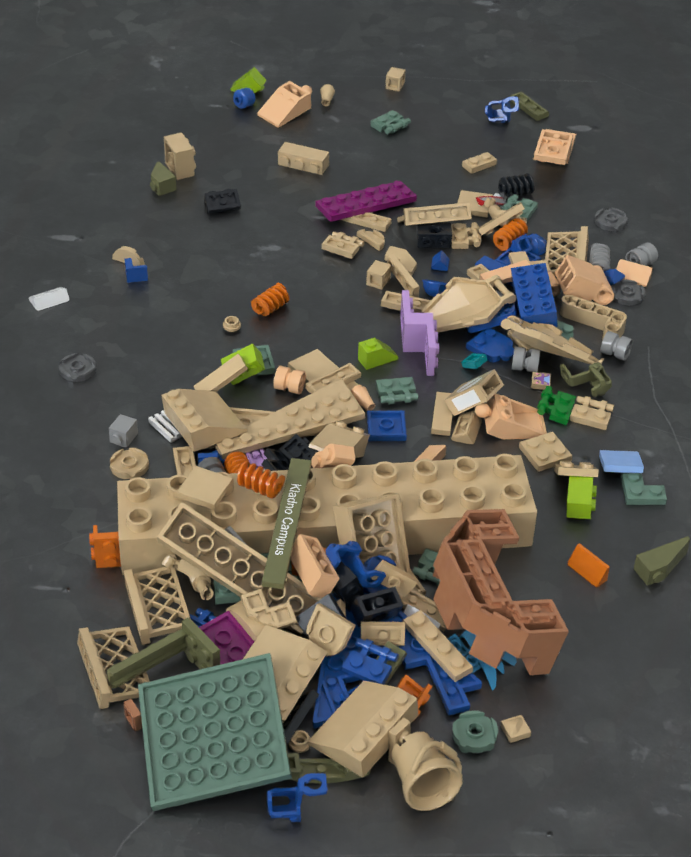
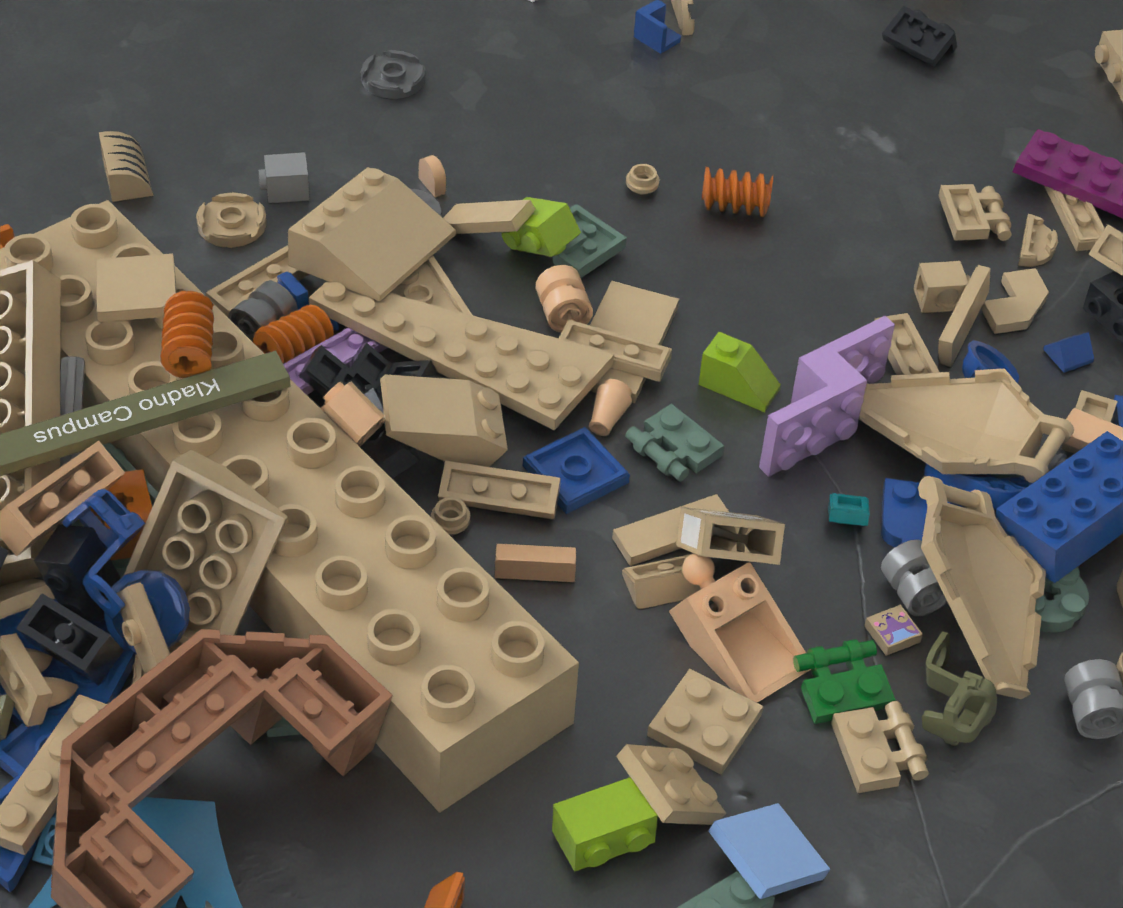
camera: 55 degrees right, 5 degrees up
(57, 484) = (124, 166): none -> tan brick
(166, 383) = (432, 175): none -> light nougat tile
(384, 449) = (501, 489): none -> tan plate

